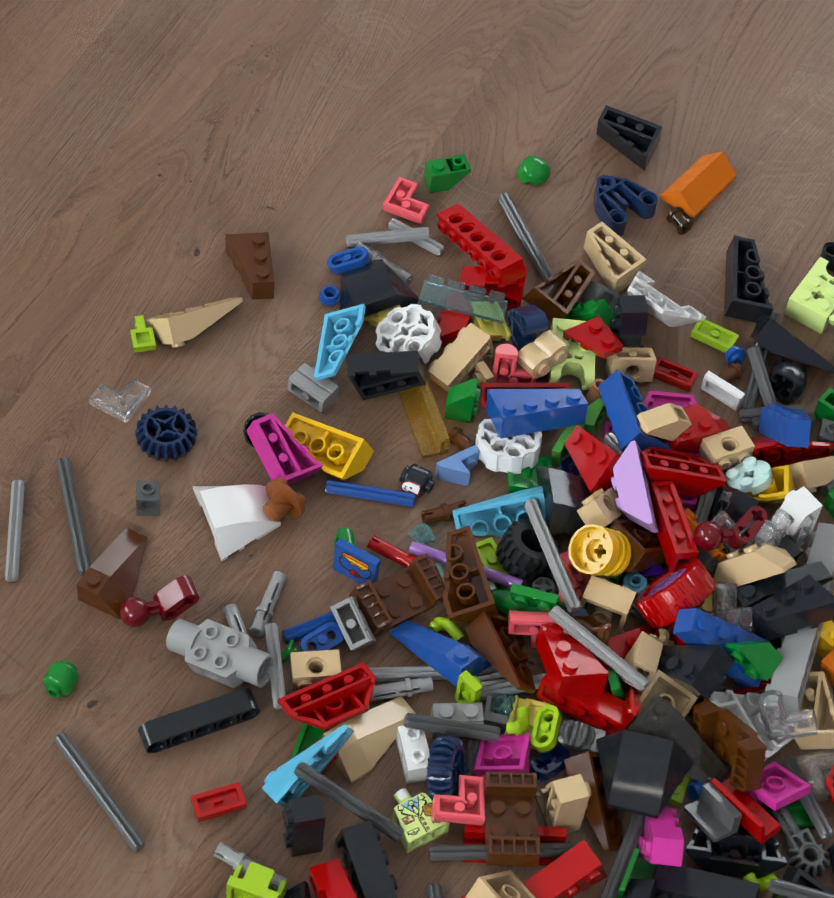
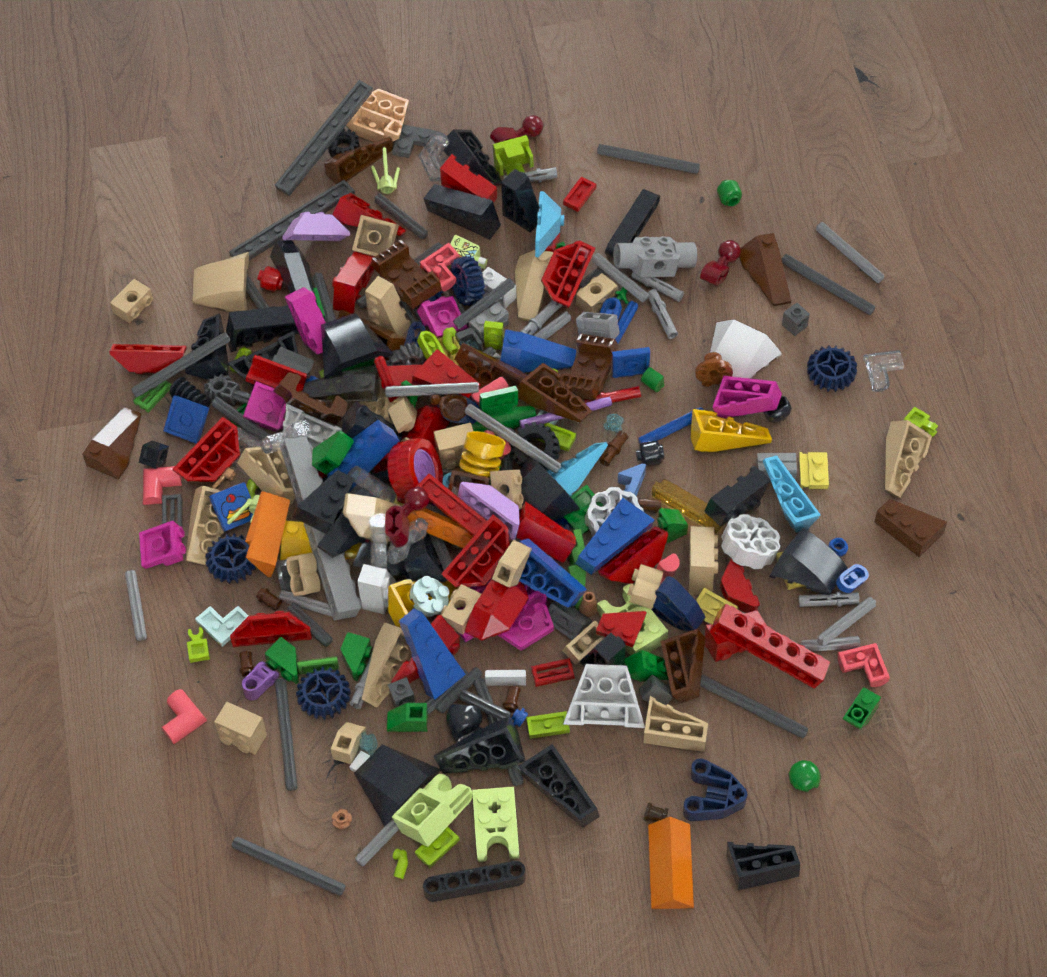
camera: 150 degrees right, 5 degrees up
(278, 368) = (813, 470): none -> light yellow plate
(348, 801) = (503, 218): dark grey axle -> none
(469, 302) = (745, 593): clear light blue windscreen -> none
(482, 373) = (683, 560): tan plate -> none

